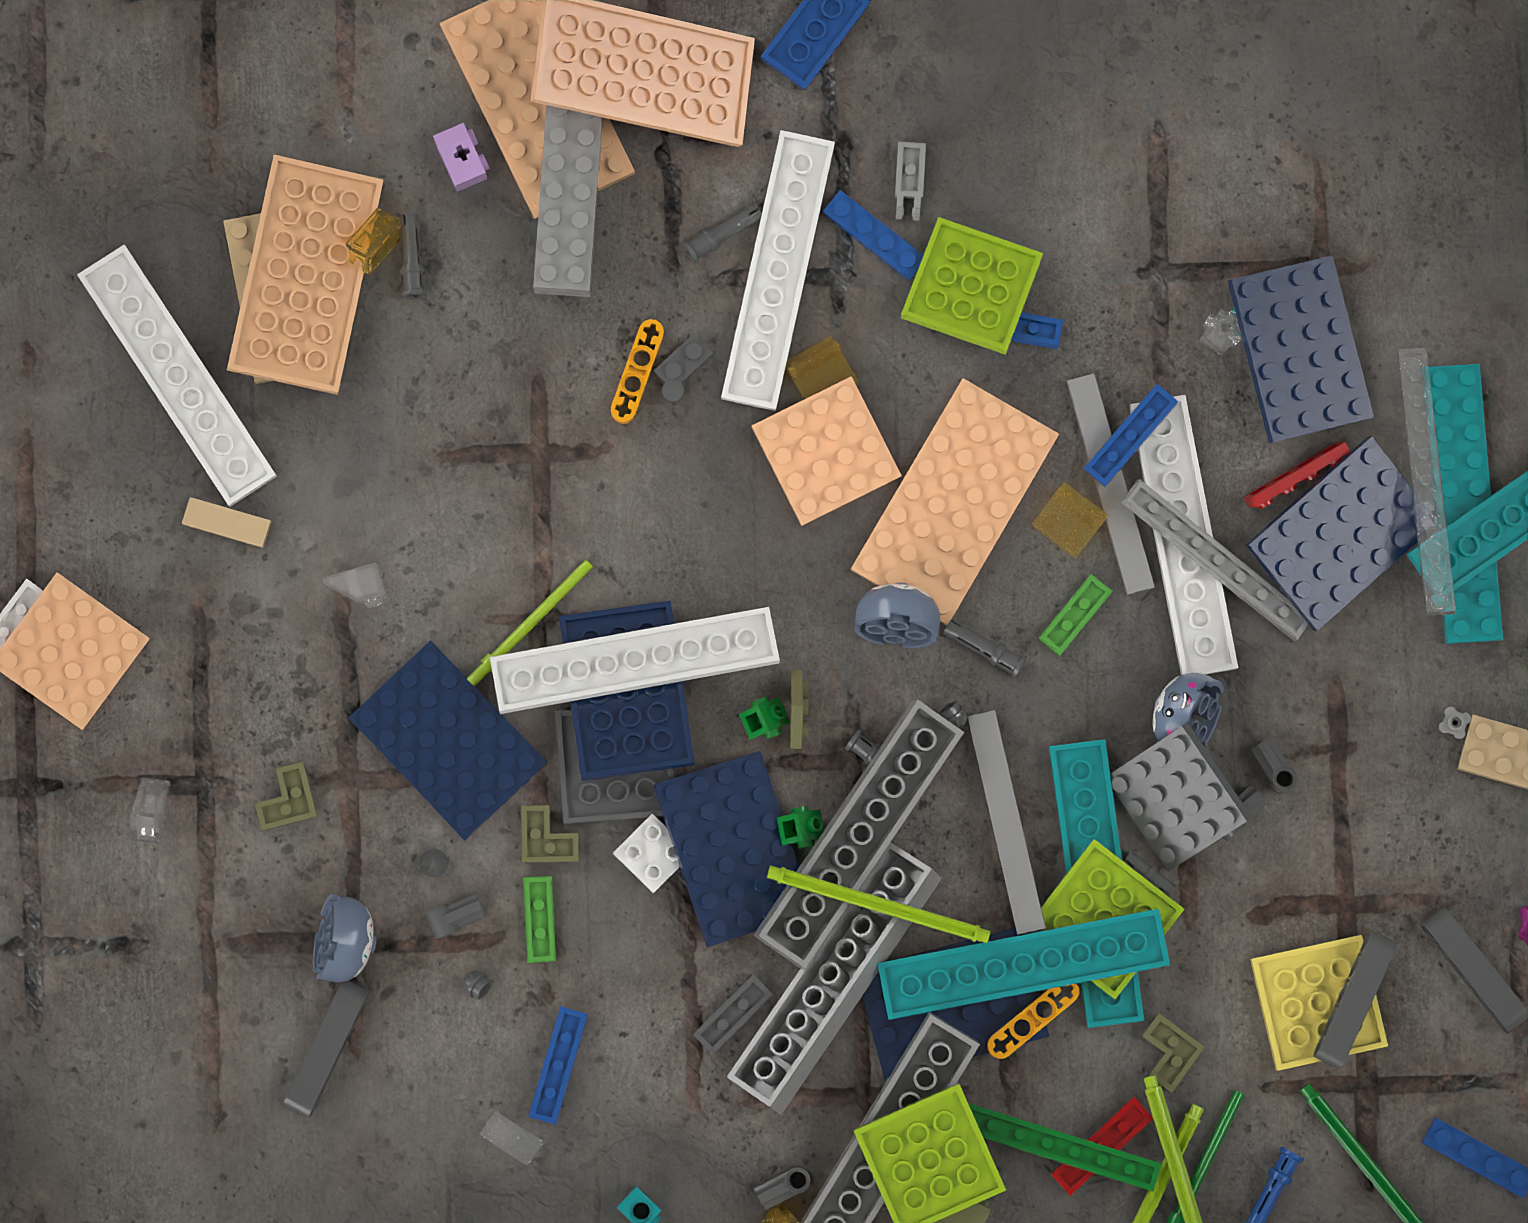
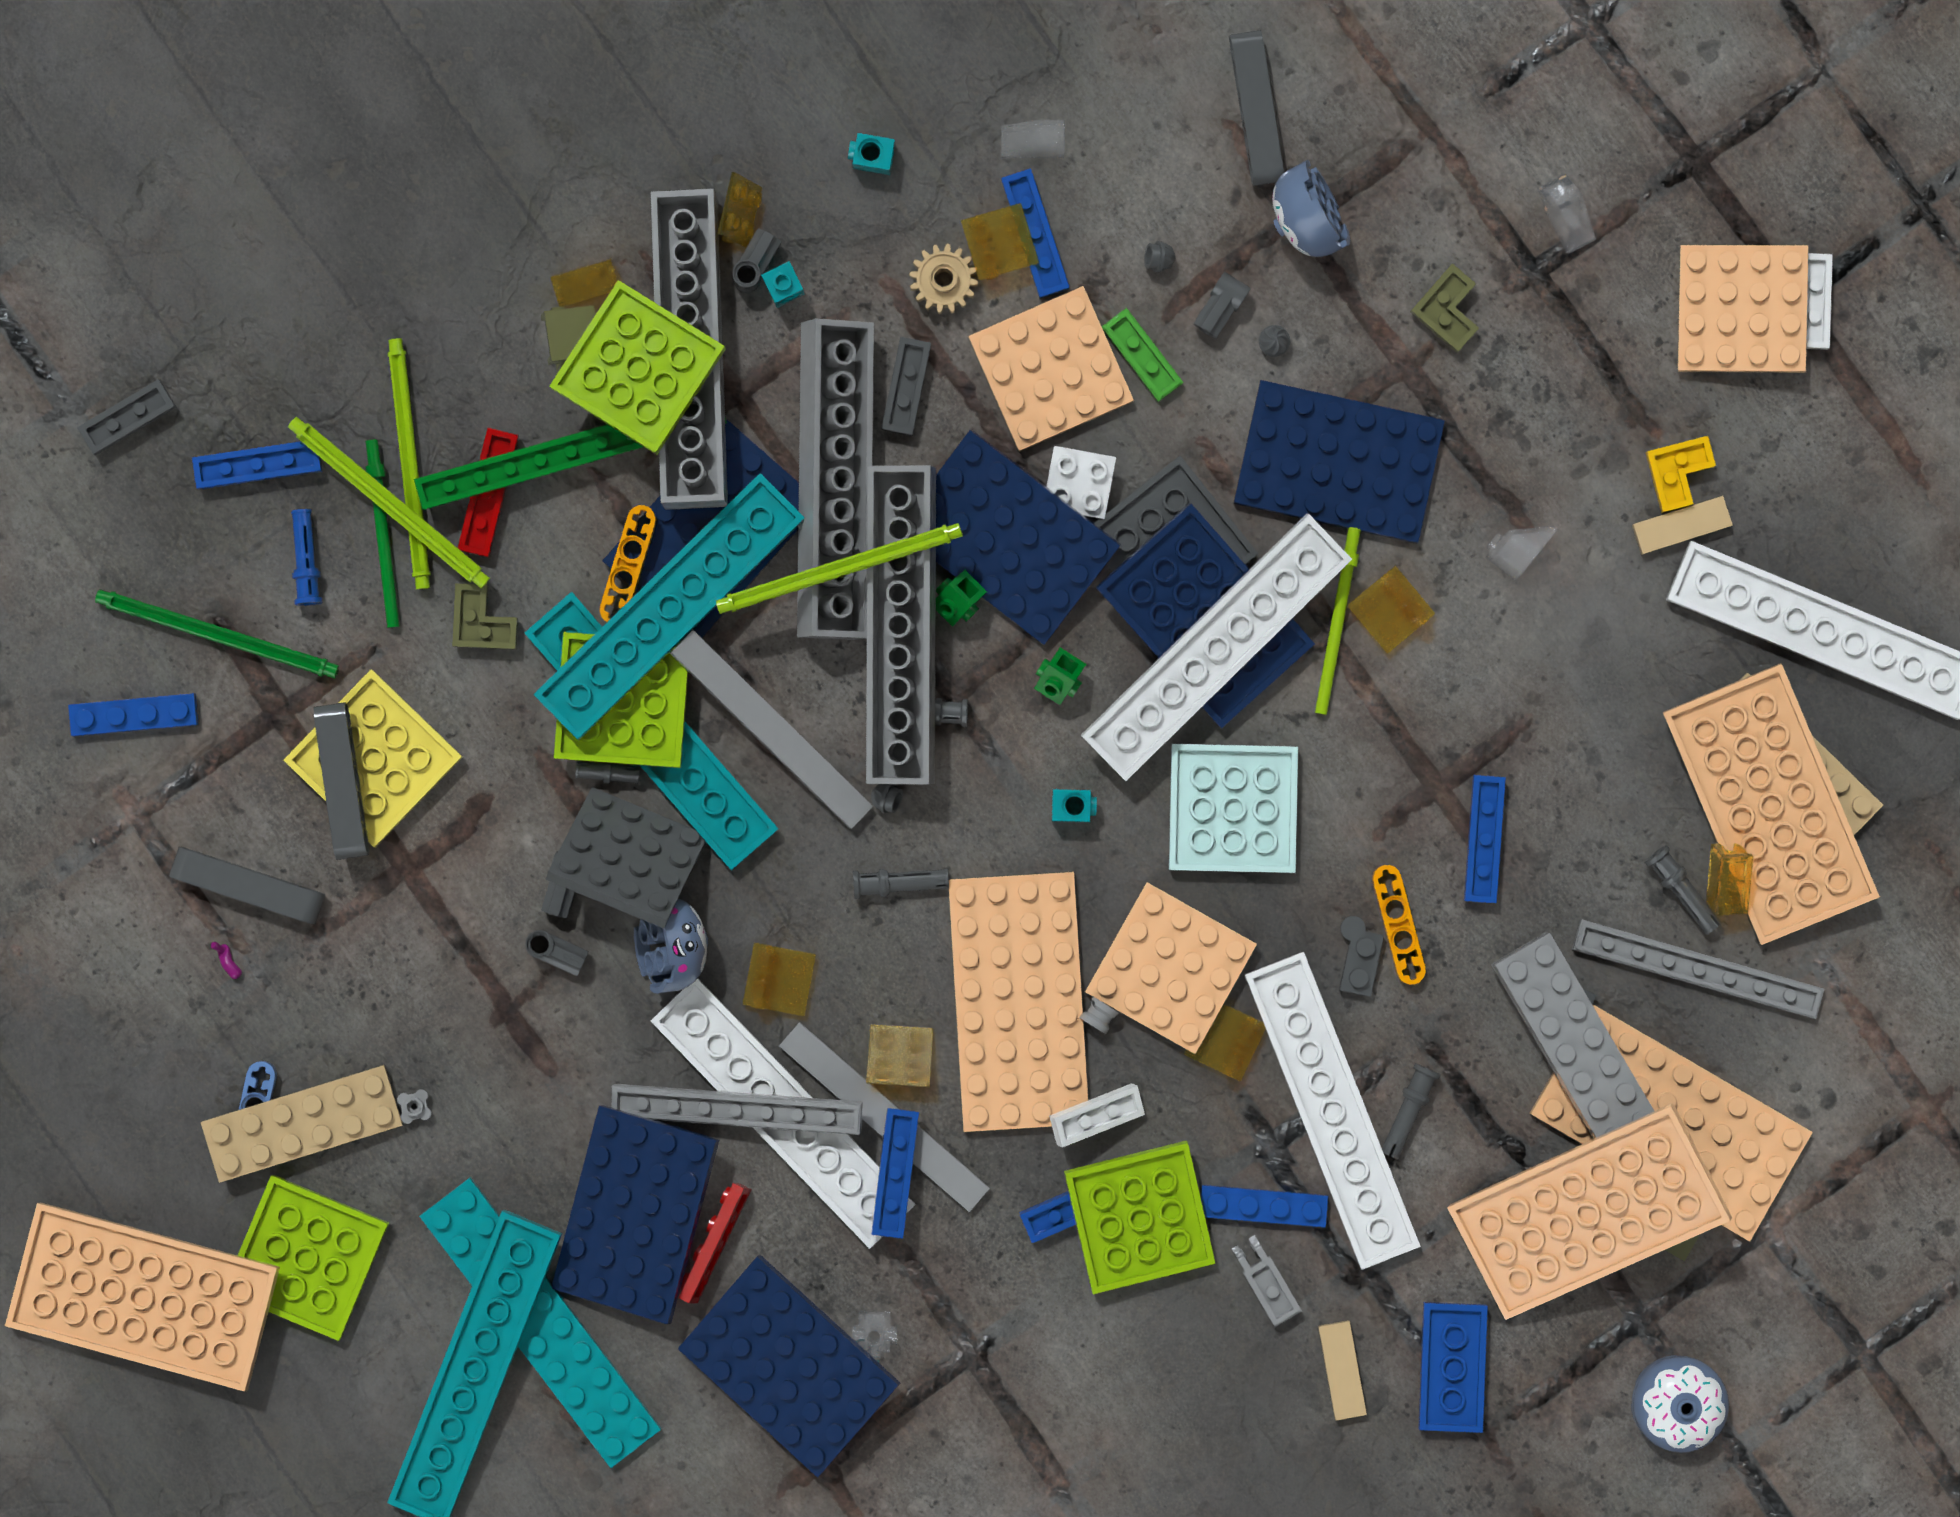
camera: 155 degrees right, 5 degrees up
(202, 571) = (1669, 470): none -> yellow plate
(440, 194) = (1698, 969): none -> light grey tile
(461, 172) = (1721, 1018): lavender brick -> none
(484, 604) = (1391, 609): none -> clear yellow hinge
(531, 390) = (1484, 839): none -> blue plate
(539, 844) = (1191, 423): olive plate -> none
(589, 1076) = (999, 242): none -> clear yellow hinge
(615, 955) = (1051, 368): none -> light nougat plate
(650, 1092) = (943, 262): none -> tan gear
(701, 536) = (1233, 808): none -> light aqua plate
(774, 1154) = (783, 284): none -> teal brick
(799, 708) = (1035, 706): olive plate -> none
(824, 629) = (1059, 812): none -> teal brick
(897, 81) = (1342, 1370): none -> tan tile
(898, 616) = (1000, 854): sand blue cylinder -> none
(902, 451) = (1099, 1015): none -> light grey wheel
(953, 379) = (1097, 1115): none -> white plate
(1075, 615) = (835, 970): bright green tile -> none
(1122, 635) = (779, 979): none -> clear yellow hinge
(1426, 482) = (588, 1315): clear plate -> none

